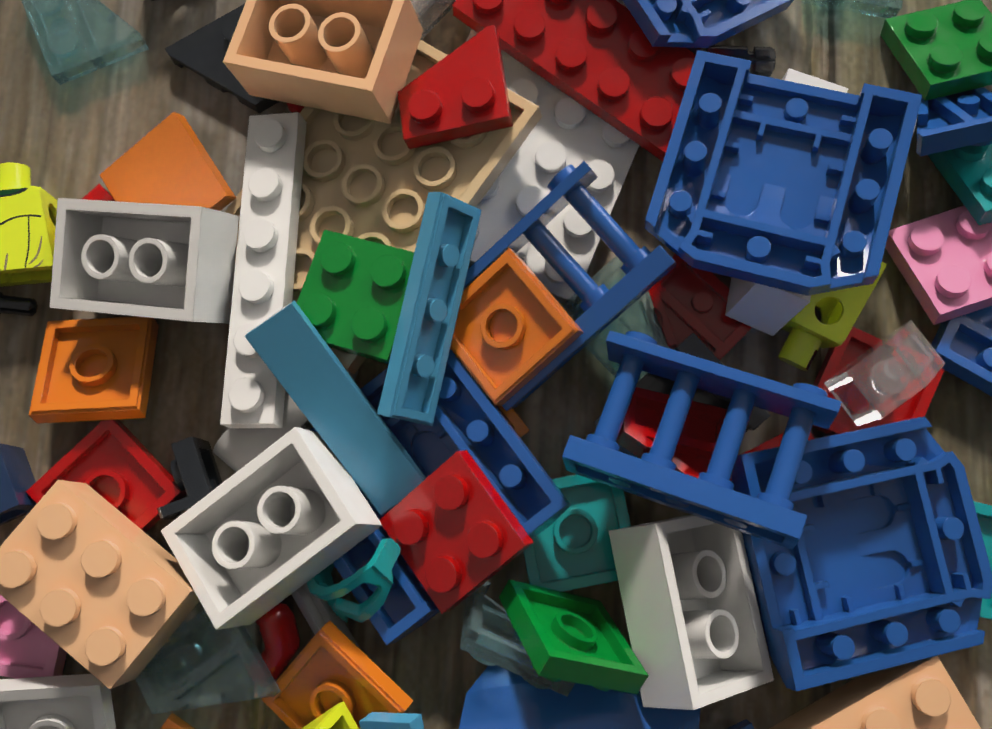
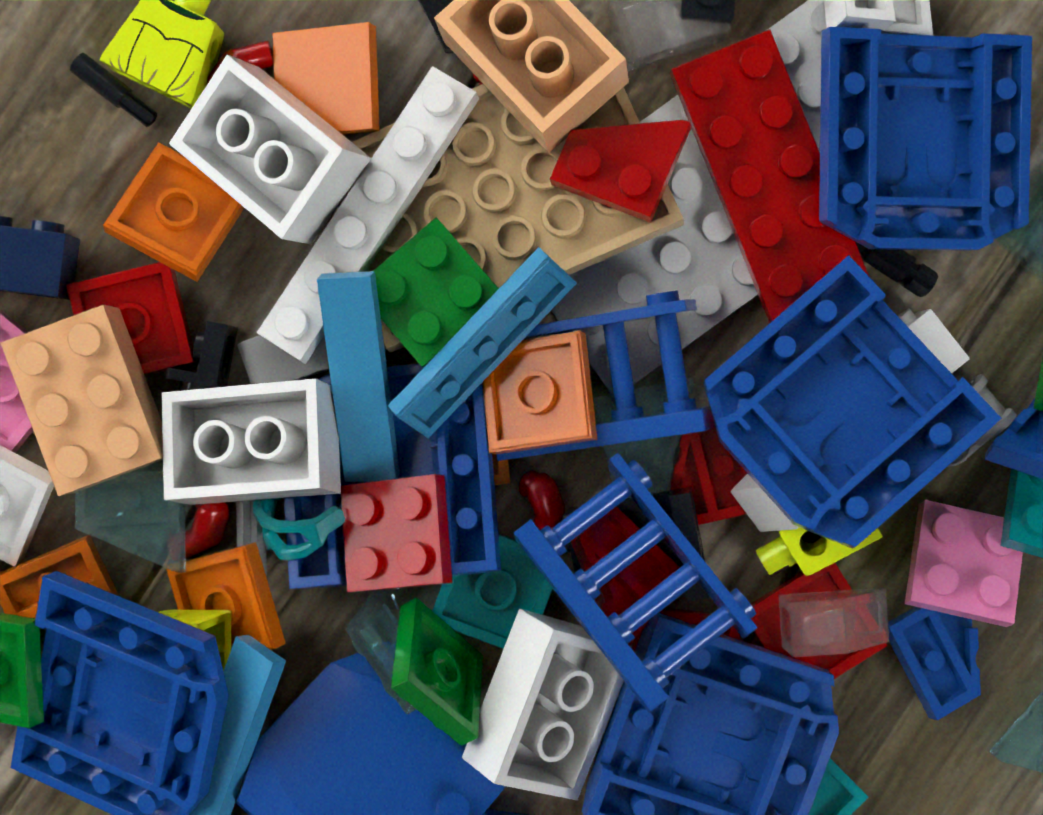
camera: 35 degrees right, 10 degrees up
(562, 421) = (543, 497): none -> red arm

